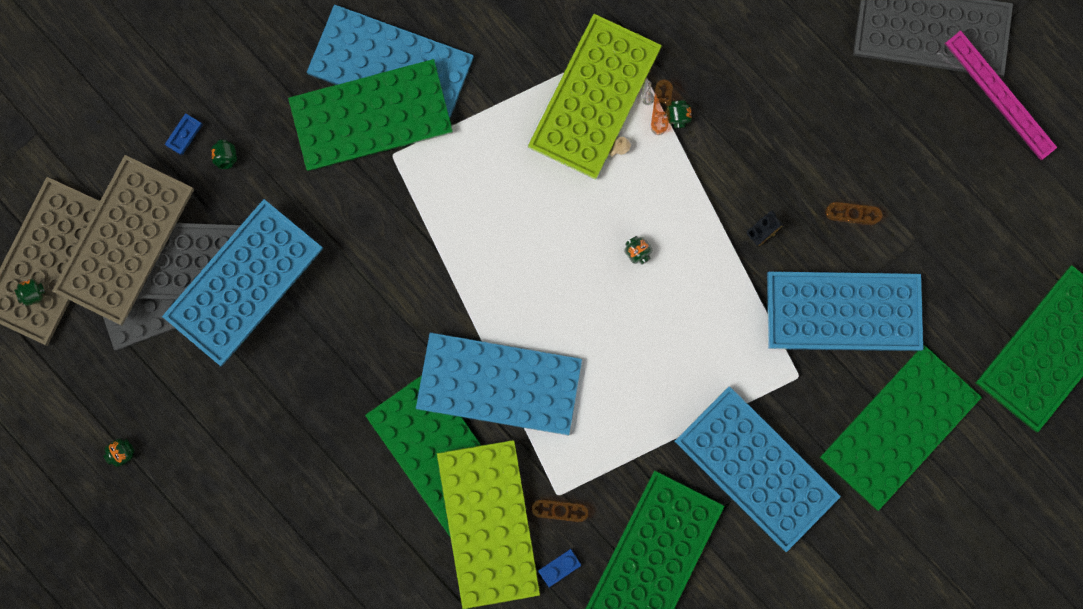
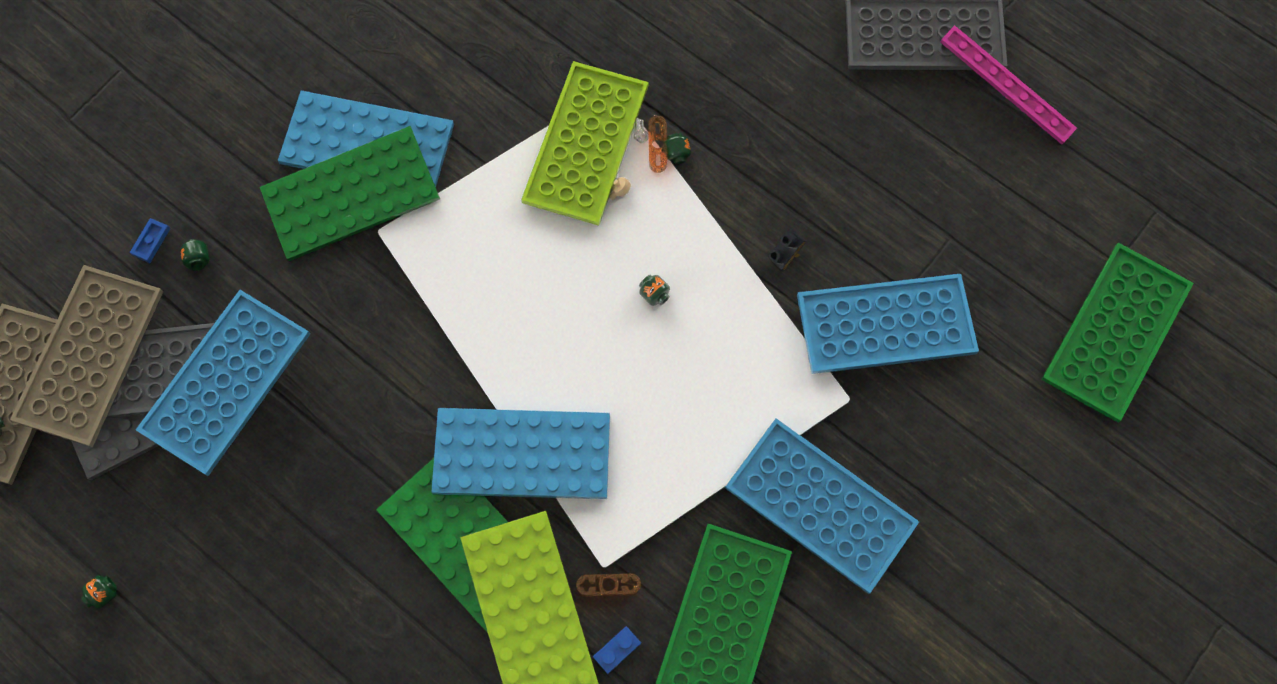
camera: 10 degrees left, 10 degrees down
(840, 207) = (892, 229): clear orange beam -> none
(900, 427) = (969, 440): green plate -> none

